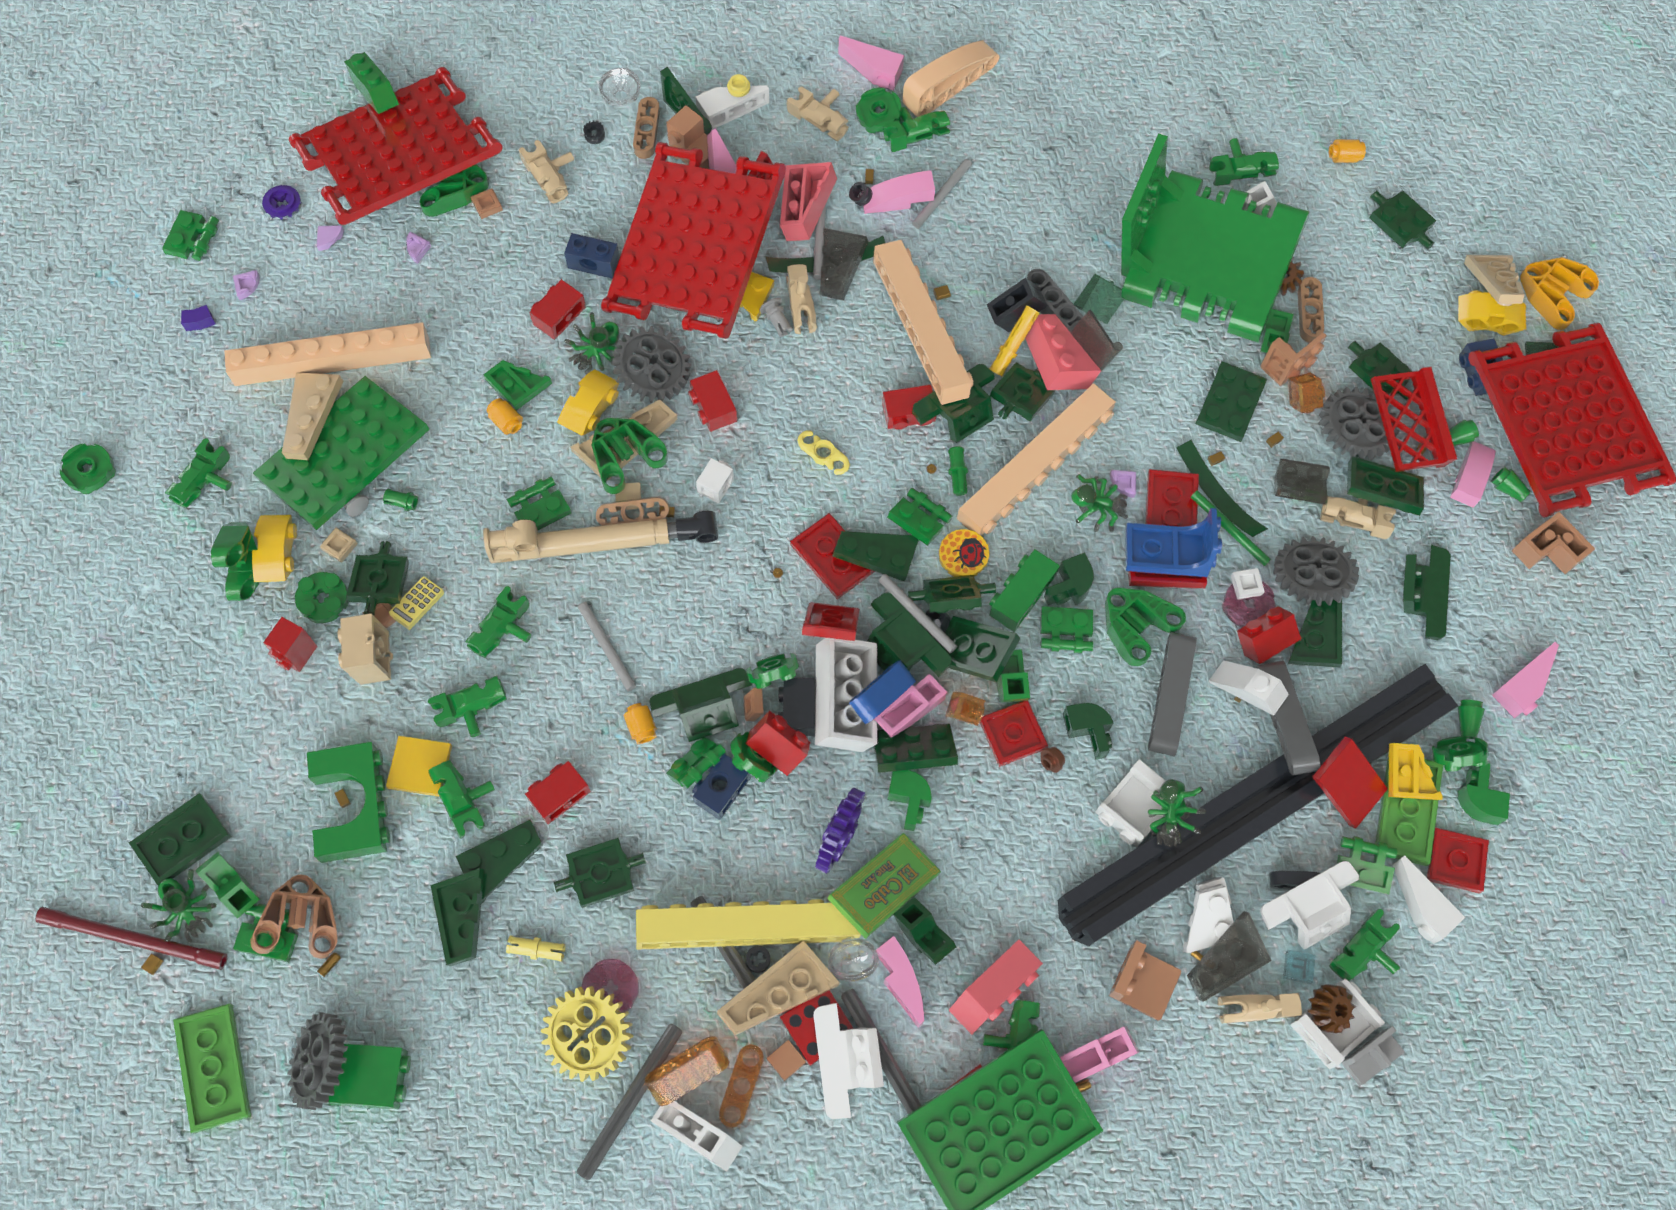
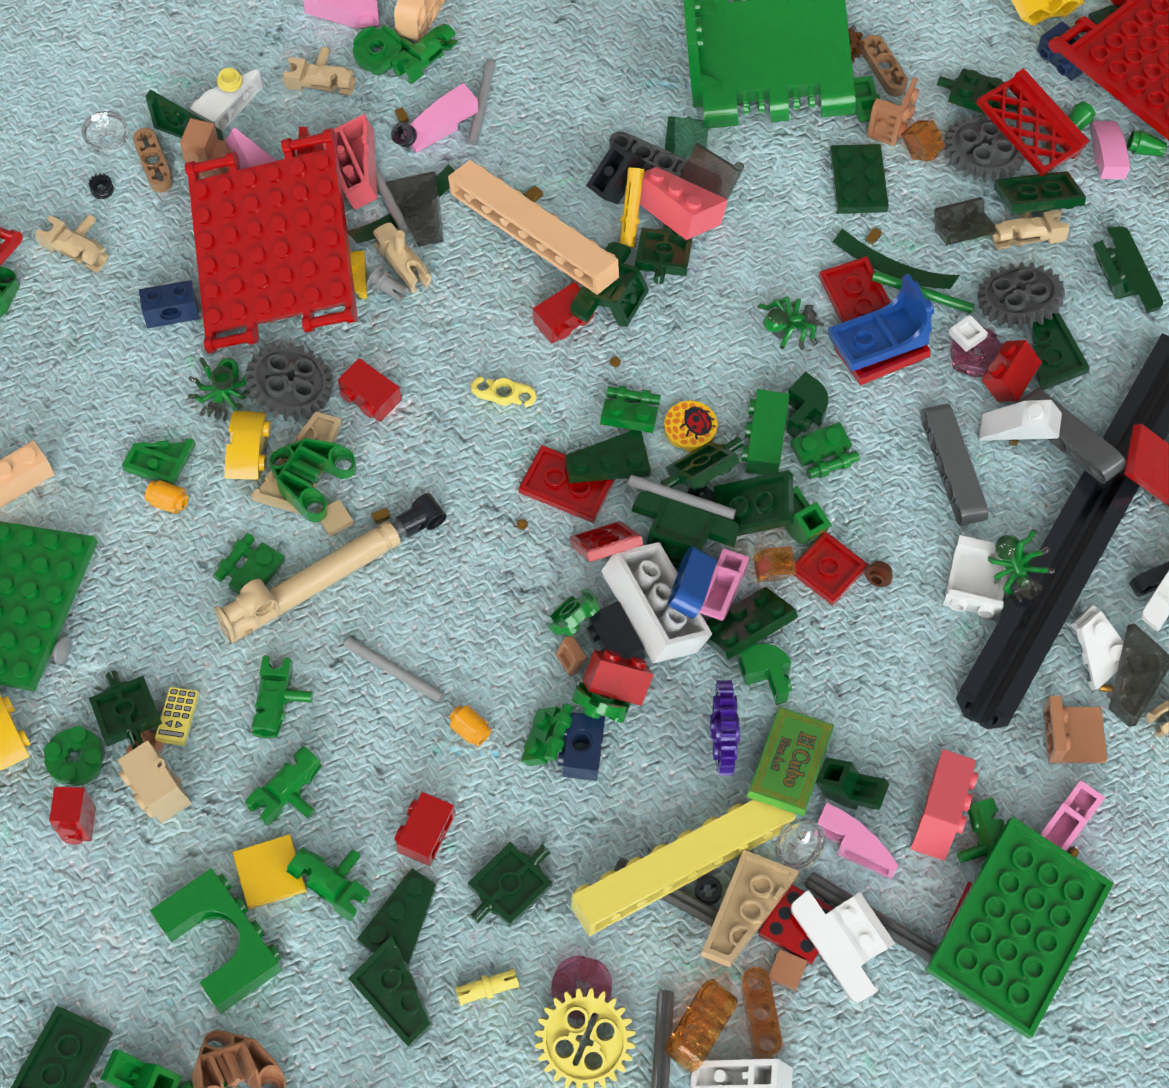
camera: 25 degrees left, 5 degrees down
(338, 545) = (62, 698): tan tile -> none
(342, 798) = (207, 941): pearl gold piece -> none
(404, 500) = (103, 624): green pin -> none
(486, 203) = (28, 301): nougat tile -> none
(557, 309) = (161, 370): red brick -> none
(652, 515) = (362, 511): medium nougat beam -> none
(704, 704) = (521, 678): dark green plate -> none
(715, 480) = (414, 463): white brick -> none
(958, 470) = (642, 351): green axle -> none
(1036, 460) = (711, 310): light nougat brick -> none
(1090, 720) = (896, 522): dark green brick -> none
(1125, 481) = (803, 291): lavender tile -> none
(1133, 618) = (882, 405): green connector -> none
(1274, 439) = (916, 196): pearl gold piece -> none

